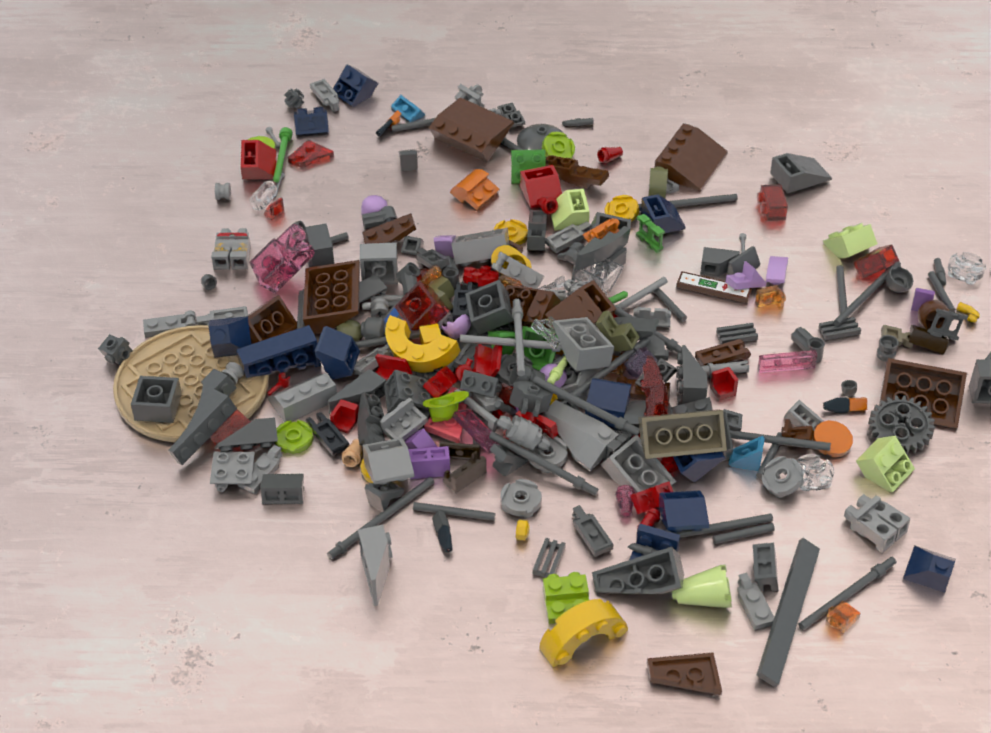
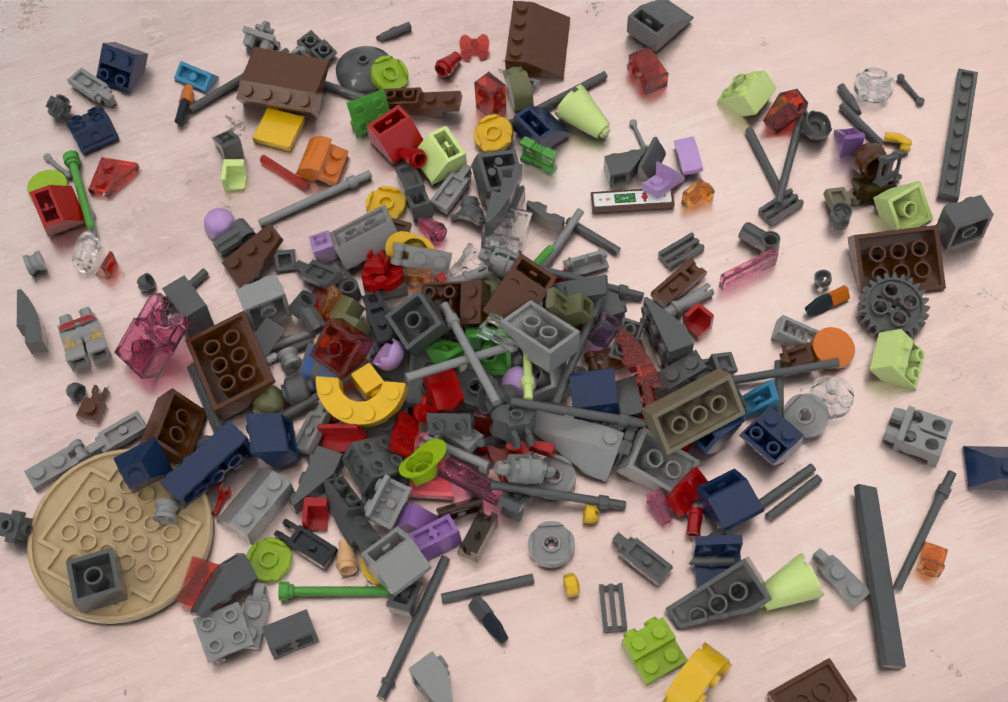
camera: 20 degrees left, 15 degrees up
(198, 229) = (30, 324): none -> dark grey slope
(210, 414) = (168, 577): dark grey arch -> none
(215, 297) = (94, 407): none -> reddish brown plate
(296, 460) = (288, 591): none -> bright green piece
(402, 178) = (234, 174): none -> yellowish green panel
(442, 189) = (285, 172): none -> clear red bar
(453, 160) = (278, 129): none -> yellow tile
(480, 264) = (377, 263): none -> red tile
(491, 210) = (350, 182): none -> light grey bar
(539, 259) = (433, 229): none -> clear pink cone
(564, 488) = (590, 514): none -> yellow hinge
(602, 229) = (493, 177): orange hinge -> none
(631, 179) = (490, 95): none -> clear red brick
(632, 145) = (480, 44): none -> clear red piece
(632, 277) = (550, 222): none -> dark grey slope
(701, 213) = (583, 113): none -> yellowish green cone
(746, 481) = (773, 437): none -> dark blue slope
(765, 565) = (835, 531): dark grey hinge -> none
(948, 354) = (904, 206): none -> yellowish green slope

